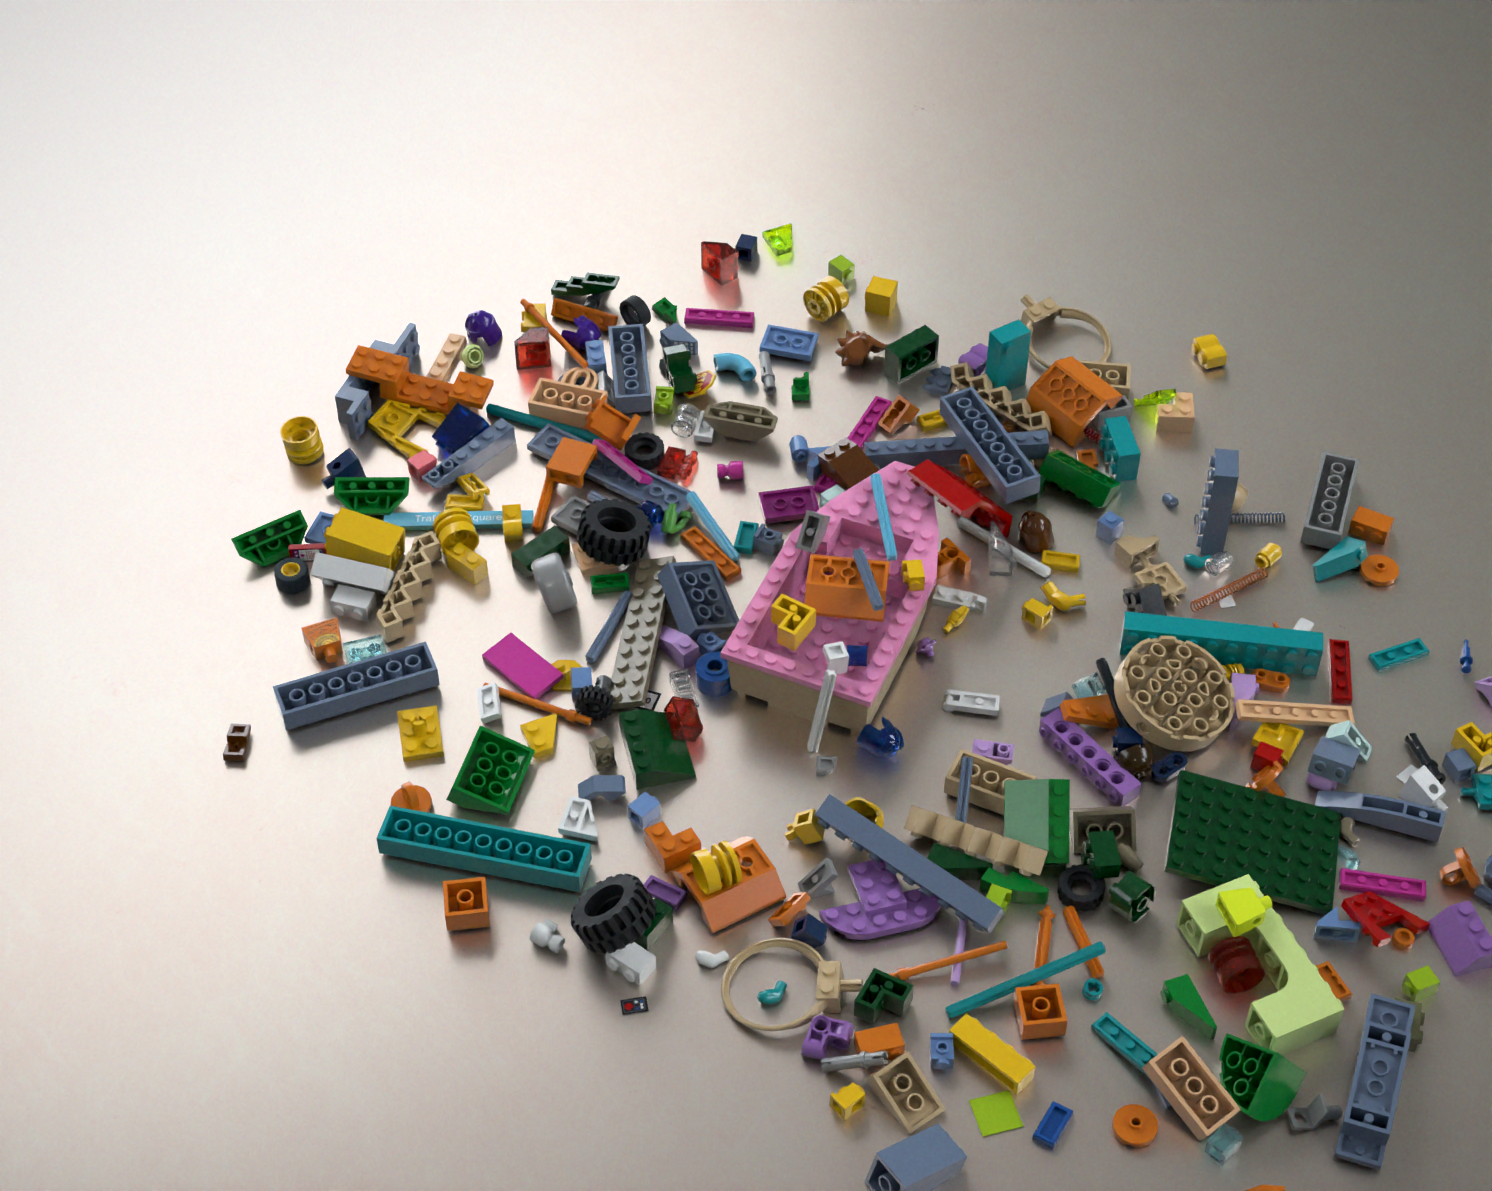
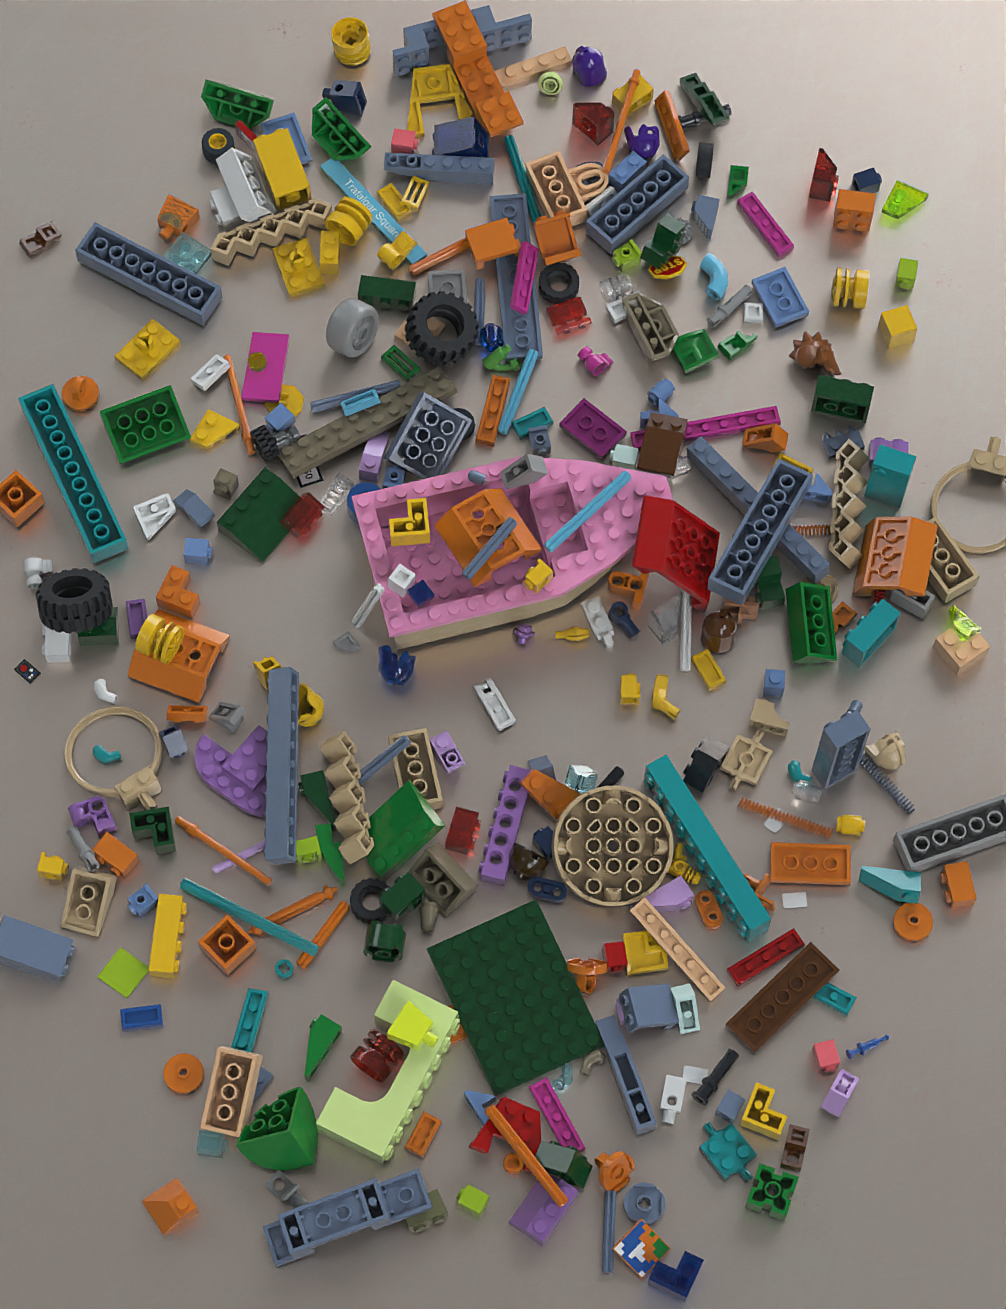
camera: 50 degrees right, 20 degrees up
(455, 593) = (298, 267): none -> yellow plate
(513, 665) = (257, 361): none -> clear neon green tile
(621, 623) = (360, 402): none -> medium azure tile
(764, 262) = (854, 210): none -> orange brick
(785, 365) = (753, 312): none -> white tile
(786, 408) = (695, 350): none -> green plate
(788, 562) = (477, 477): none -> sand blue piece
(967, 580) = (624, 619): none -> dark blue pin
(1031, 504) = (746, 611): none -> nougat hips
(1079, 790) = (462, 831): none -> clear red brick
(1281, 597) = (810, 863): none -> orange plate
(1386, 679) = (782, 997): none -> reddish brown plate
(1415, 911) = (526, 1156): none -> orange axle
(1433, 896) = (564, 1163): none -> brick
(1458, 682) = (826, 1056): none -> coral brick

